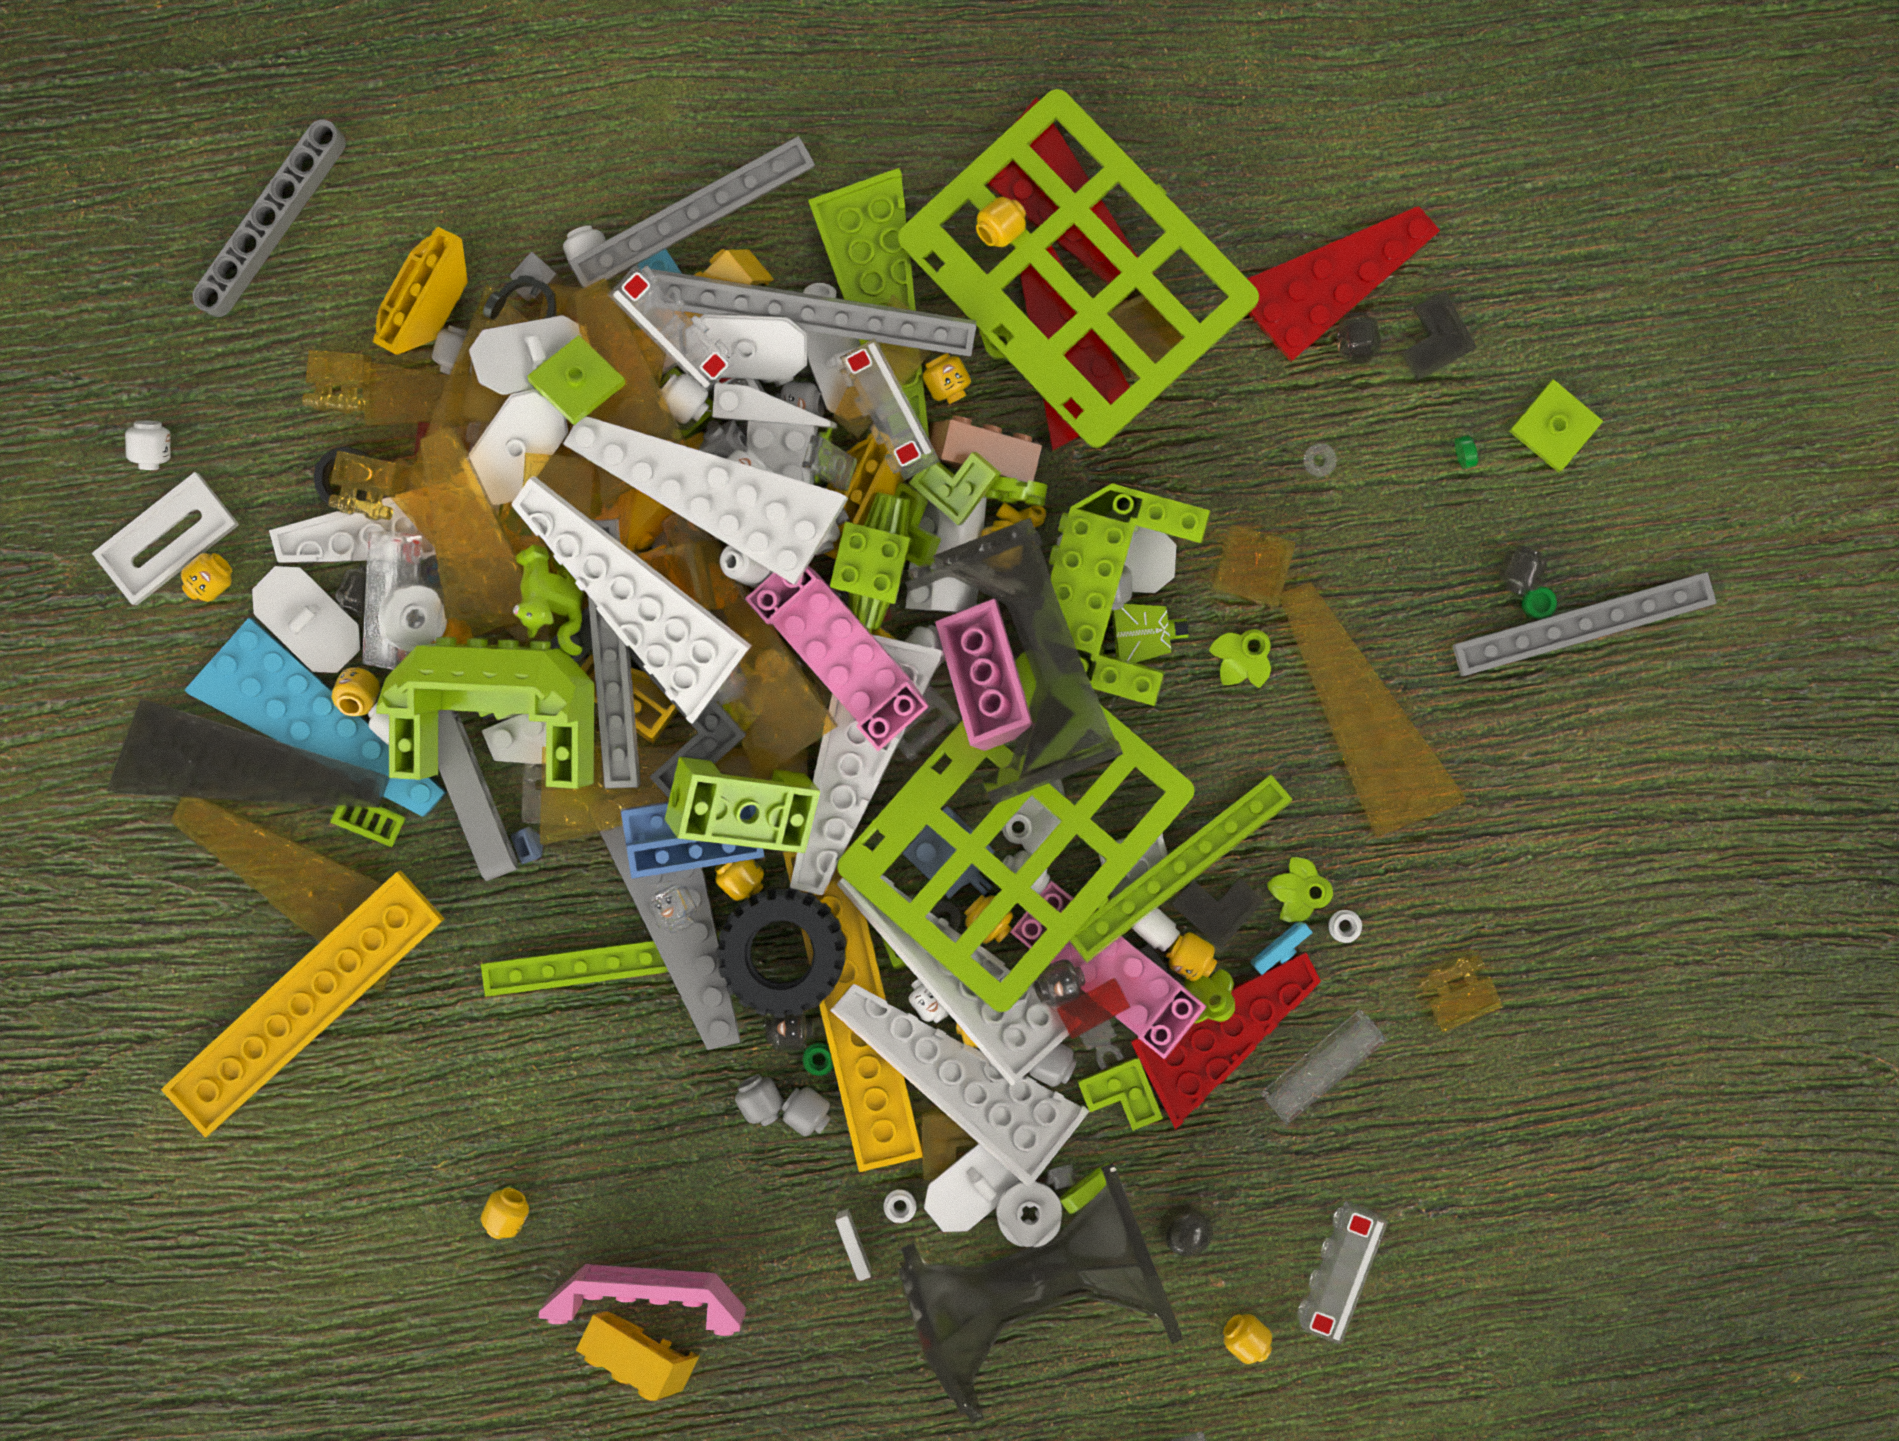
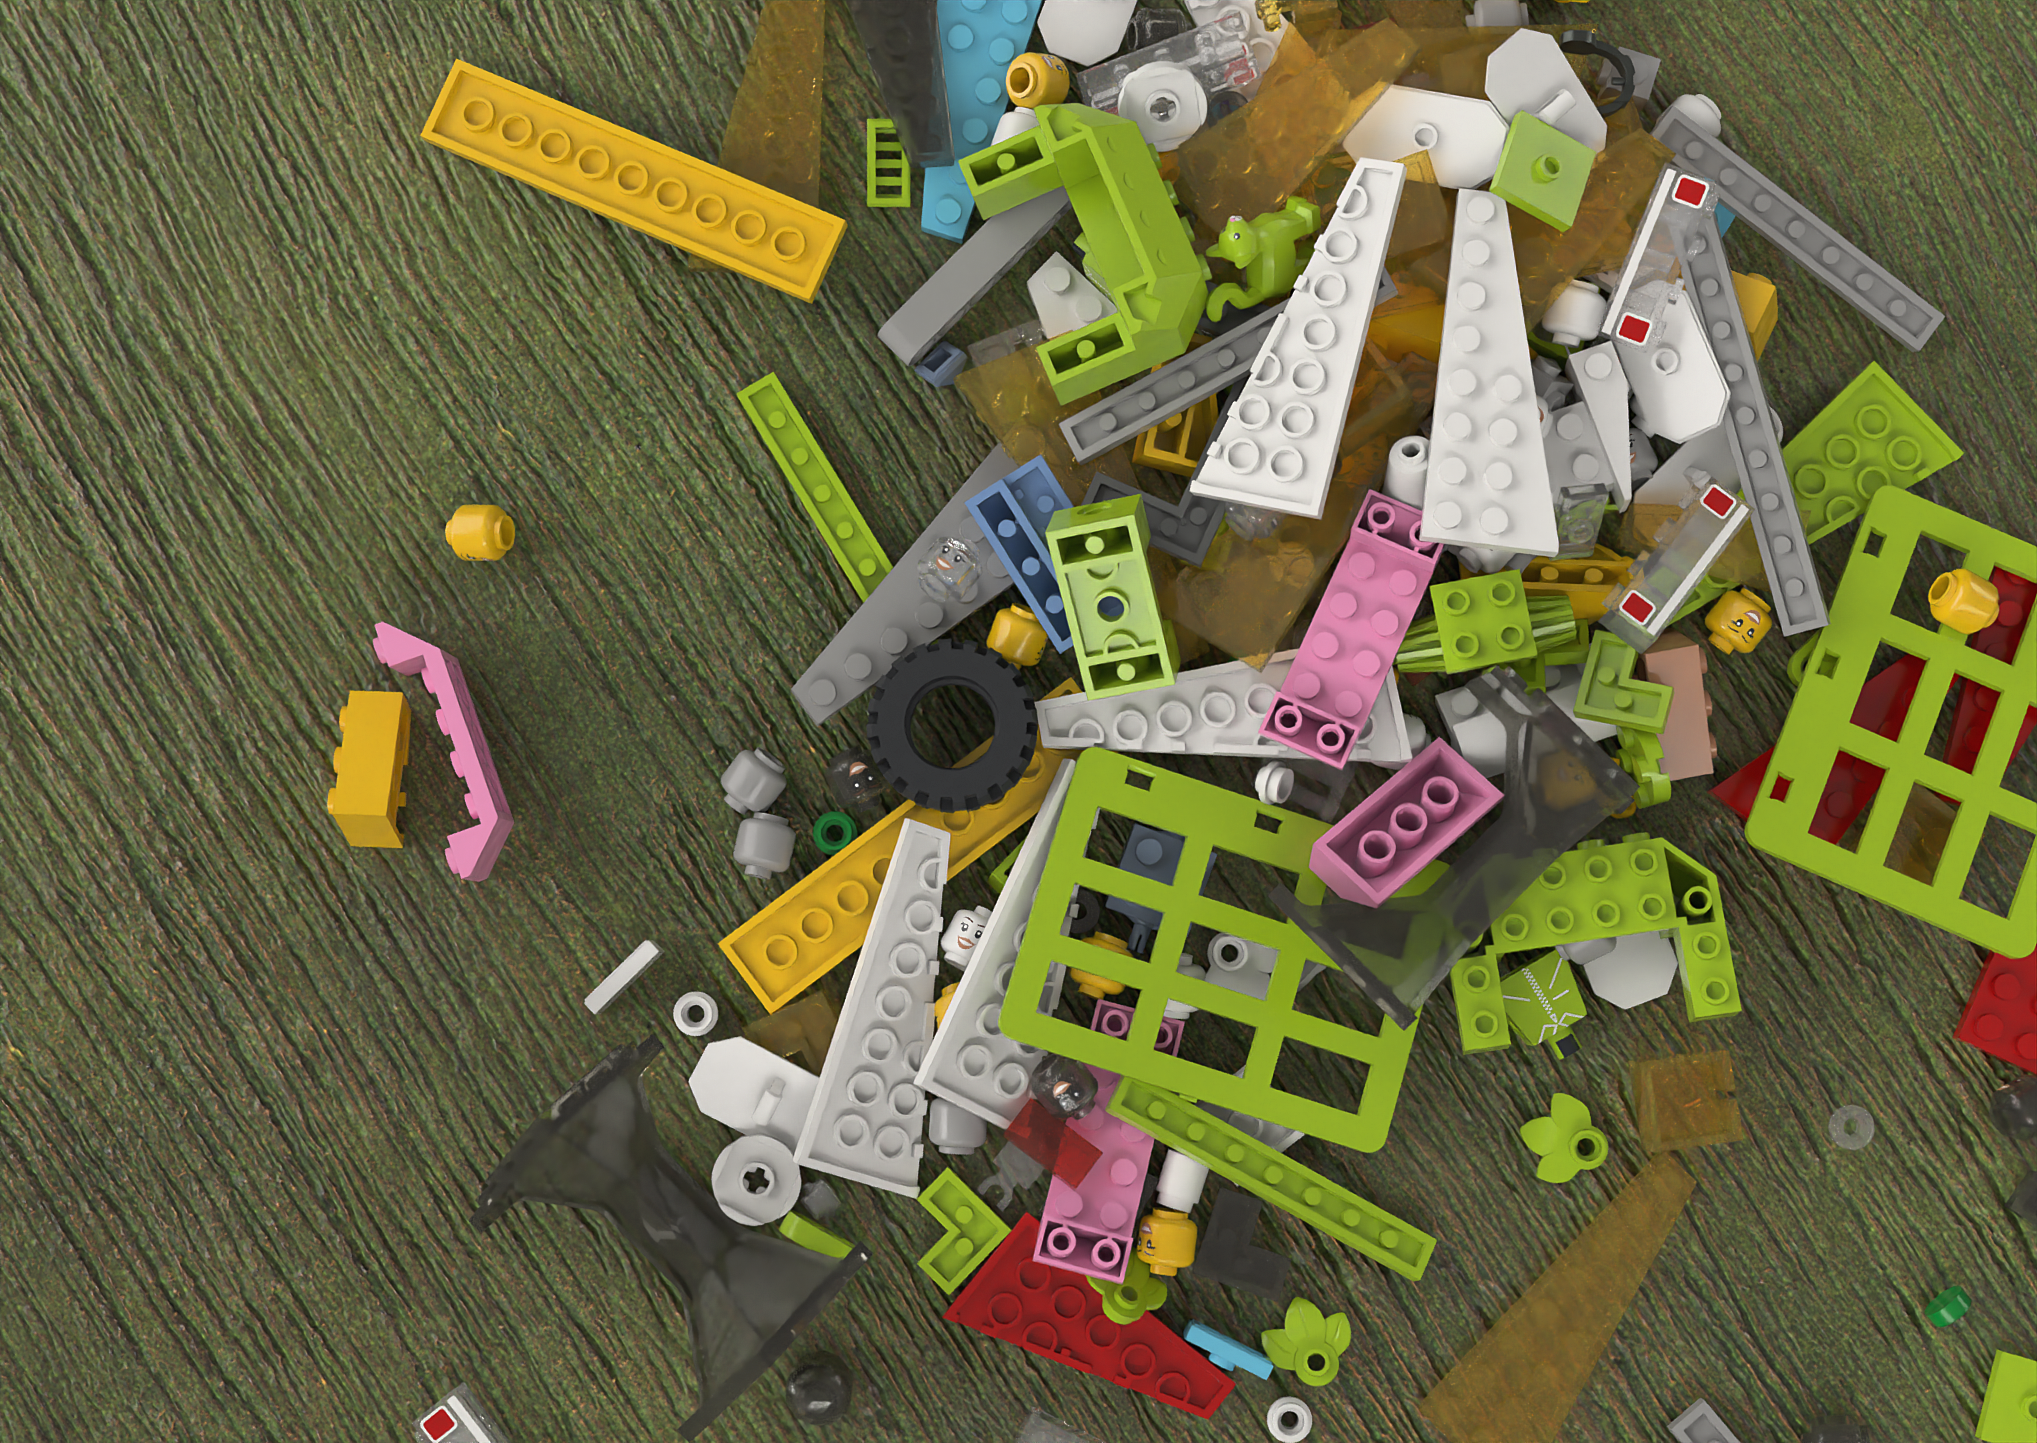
camera: 65 degrees right, 5 degrees down
(917, 747) = (1274, 782): none -> white plate

